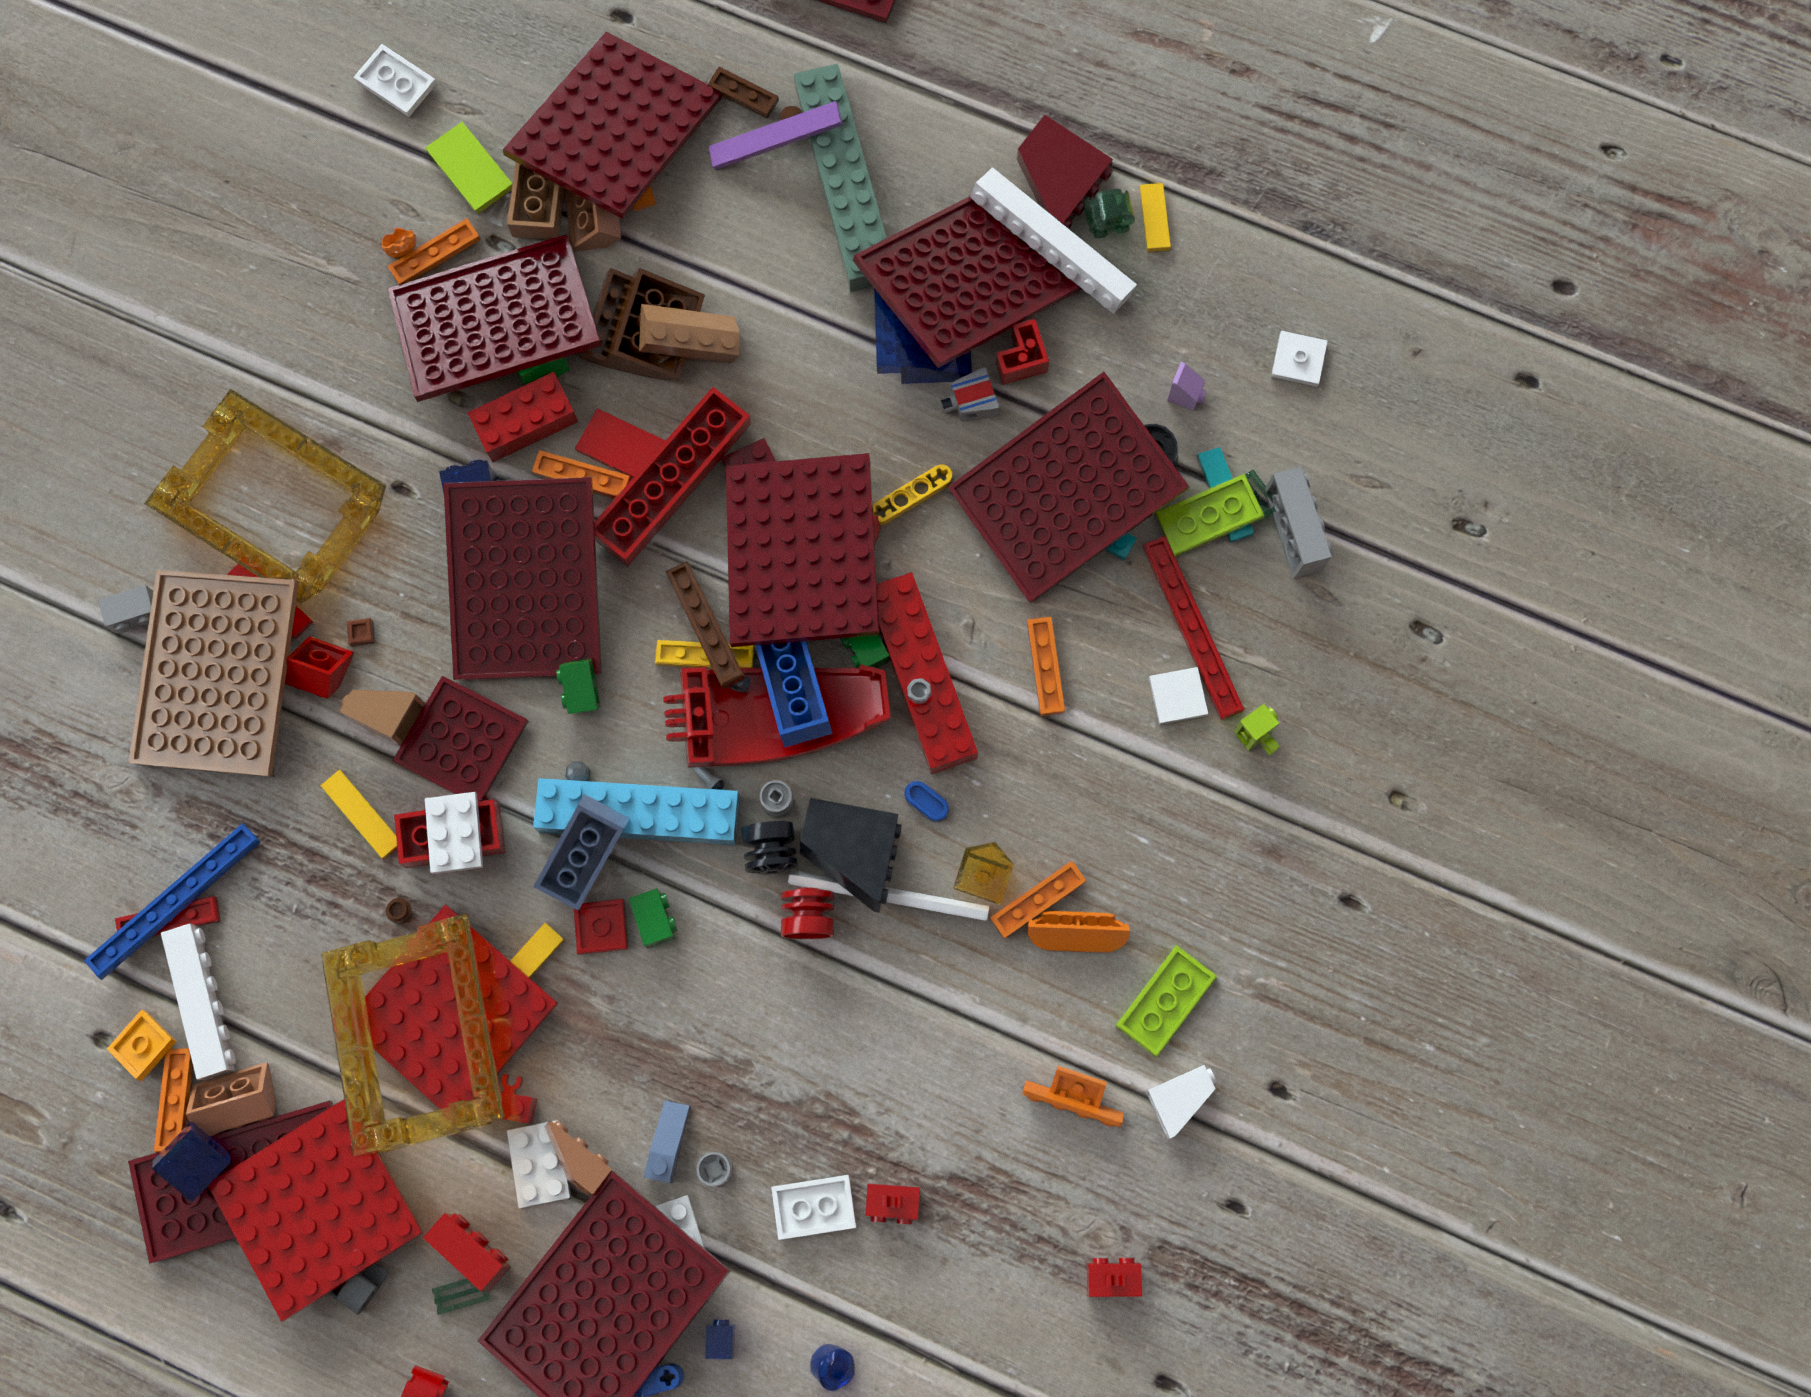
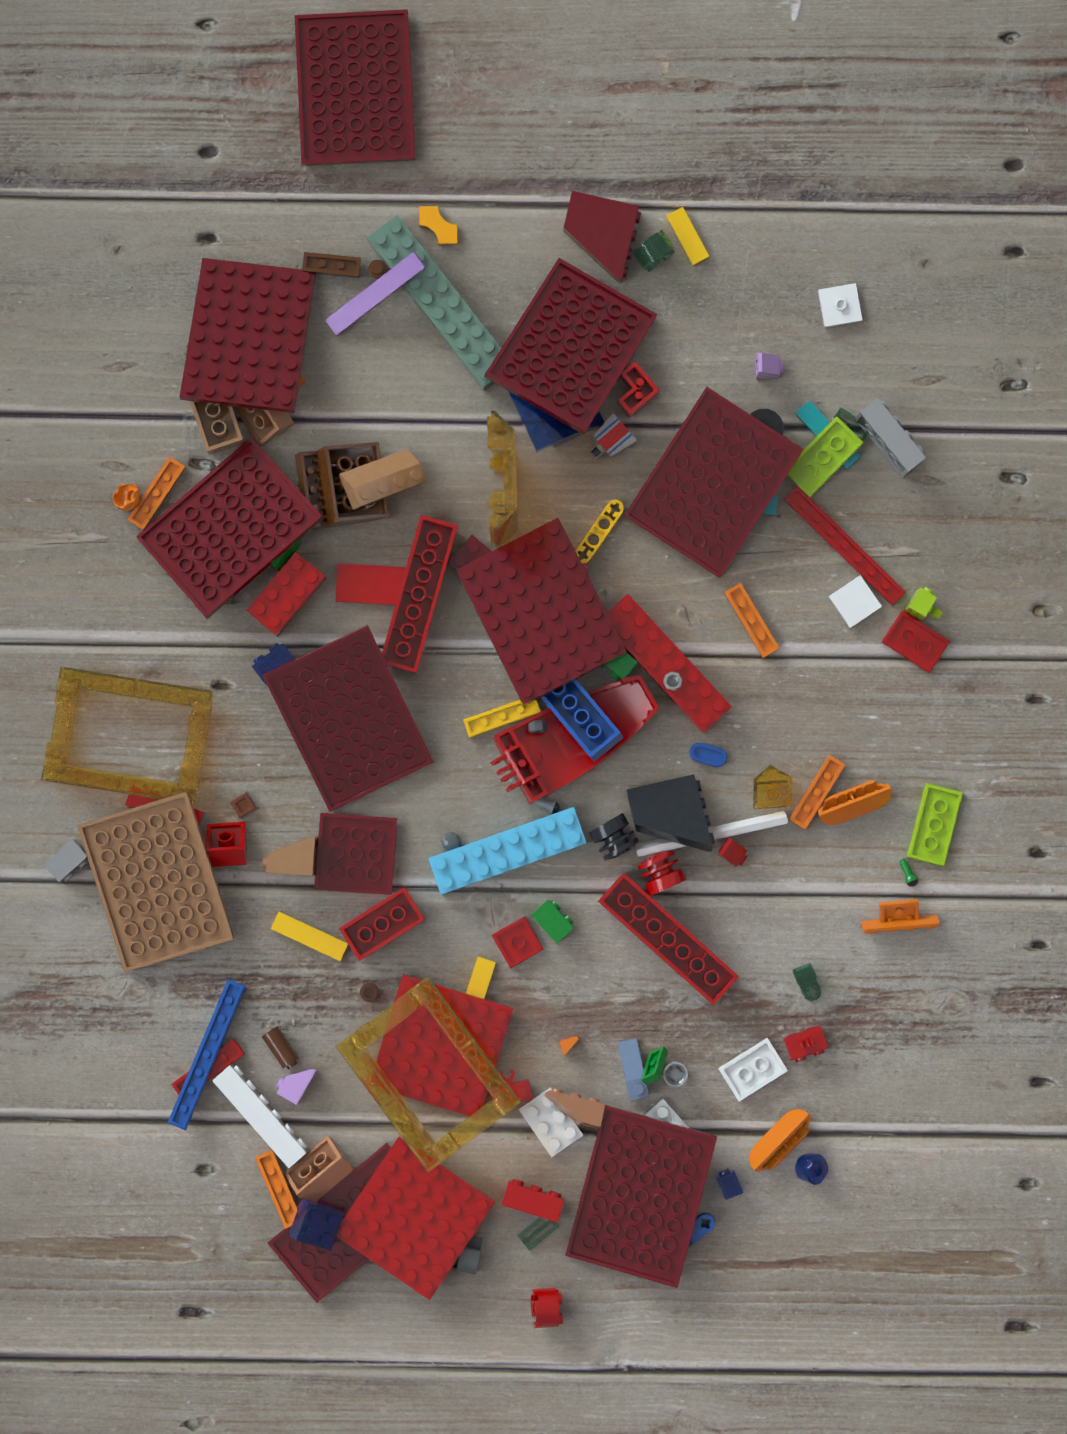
camera: 25 degrees left, 10 degrees up
(141, 1045) = (235, 1162): light orange tile -> none
(256, 983) = (295, 1084): none -> lavender slope
(261, 930) = (280, 1048): none -> reddish brown brick
(395, 80) = (58, 366): white plate -> none
(453, 833) = (388, 923): white plate -> none
(469, 167) = (150, 413): lime tile -> none
(555, 466) = (349, 619): orange plate -> none
(578, 686) = (424, 778): green brick -> none
(581, 852) = (485, 898): sand blue brick -> none
(602, 1075) = (567, 1044): none -> orange slope
(693, 1147) = (654, 1065): none -> green plate
(705, 625) = (494, 695): reddish brown tile -> none
(776, 799) = (602, 799): light grey wheel -> none
(780, 998) = (668, 938): none -> red brick
(807, 1313) = (780, 1140): none -> orange brick
(809, 409) = (502, 439): none -> clear yellow slope
(875, 89) = (431, 219): none -> light orange tile
(903, 927) = (732, 852): none -> red slope
(928, 1123) = (806, 978): none -> clear green piece
(1053, 240) = (621, 291): white brick -> none
(1109, 1054) = (910, 879): none -> green piece
(1114, 1279) = (976, 1029): red brick -> none
(1180, 1098) = (972, 888): white slope -> none
(1232, 772) = (915, 641): none -> red tile

